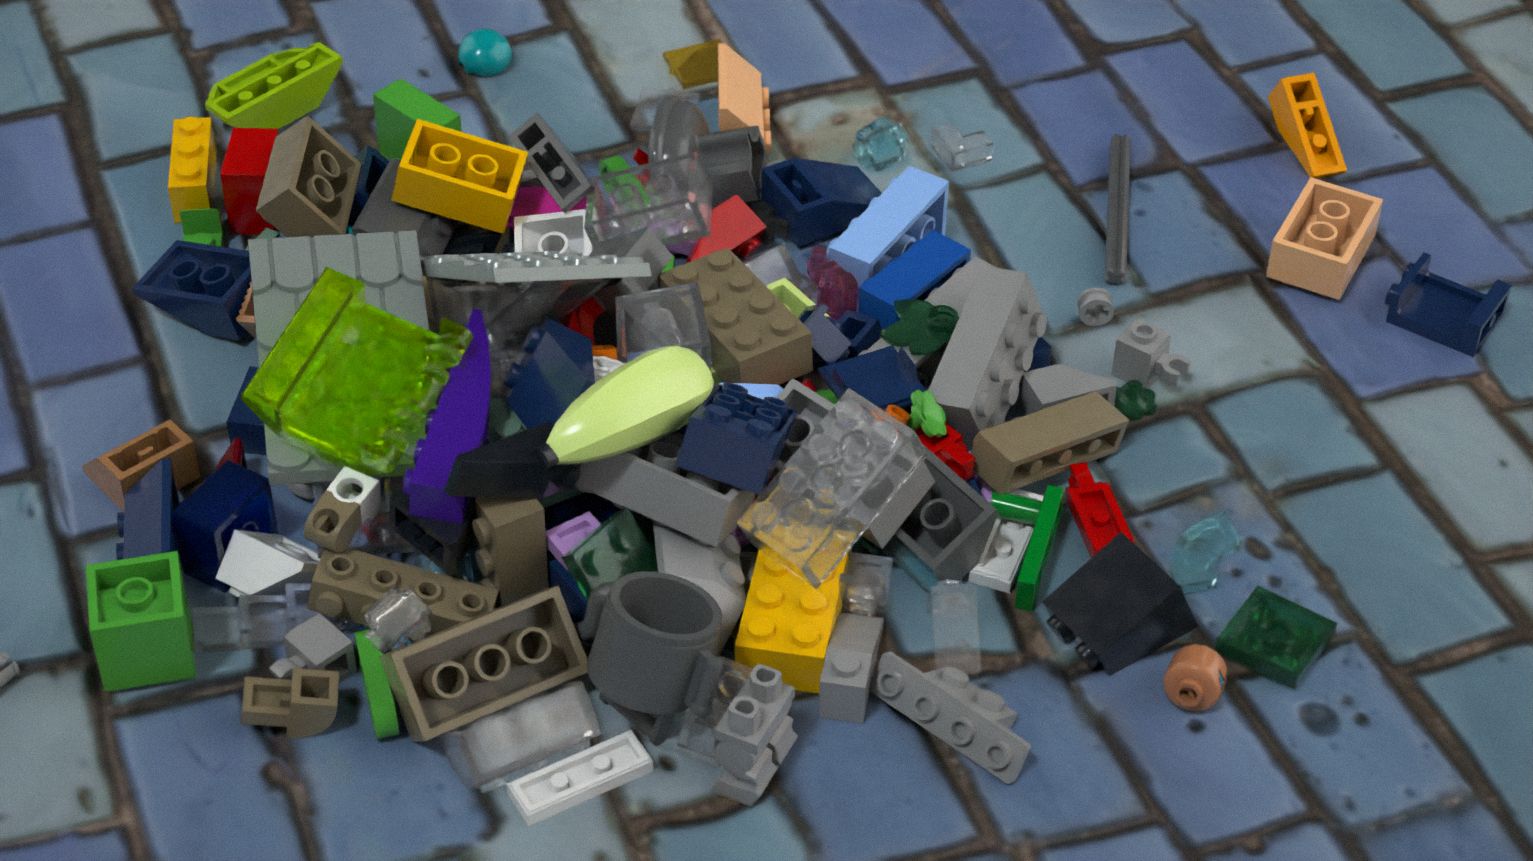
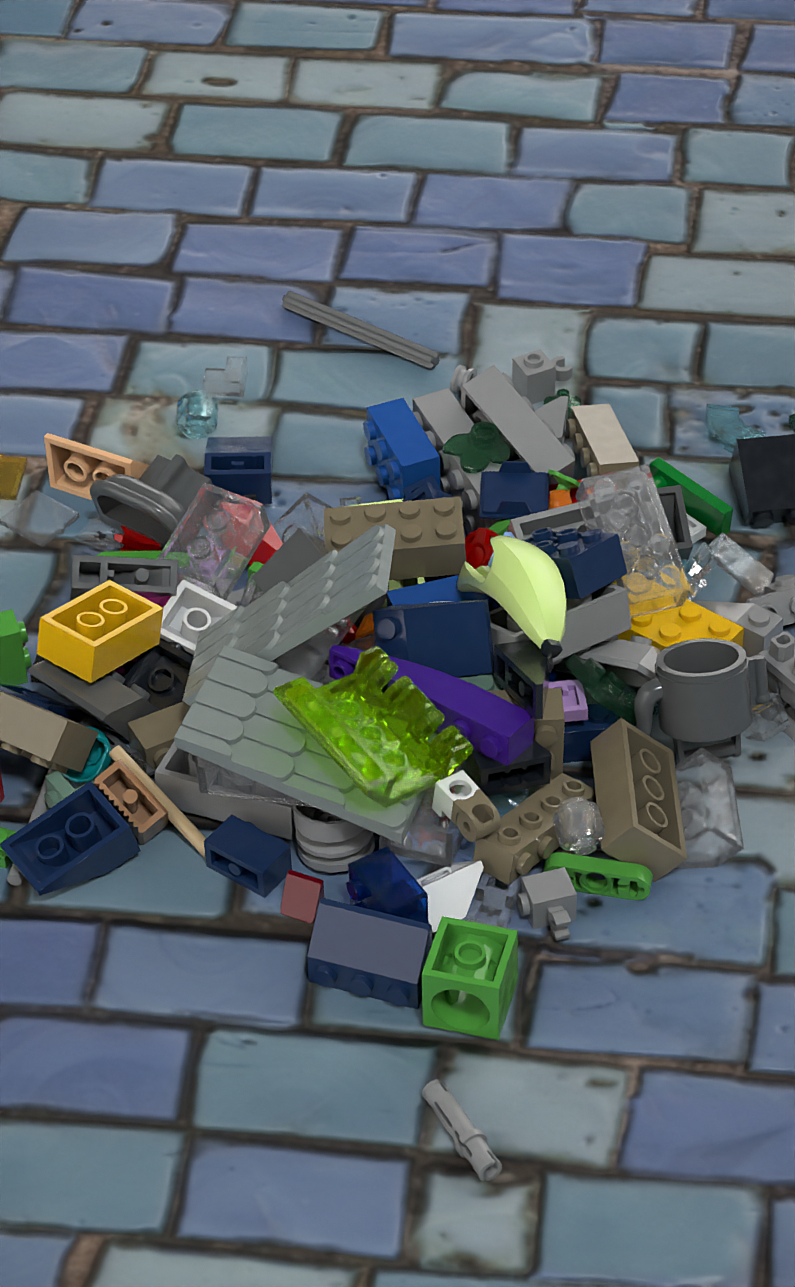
camera: 60 degrees left, 0 degrees up
(126, 464) = (261, 943): medium nougat slope -> none
(301, 704) = (595, 922): dark tan brick -> none
(579, 777) = (752, 801): white tile -> none
(660, 320) = (416, 566): clear slope -> none
(835, 285) = (375, 485): clear pink plate -> none
(891, 224) = (330, 444): light blue brick -> none
(1094, 509) = (690, 462): red hinge -> none
(1307, 125) = (349, 204): light orange slope -> none
(1324, 238) = (485, 245): light nougat brick -> none
(1444, 308) = (586, 229): dark blue panel -> none

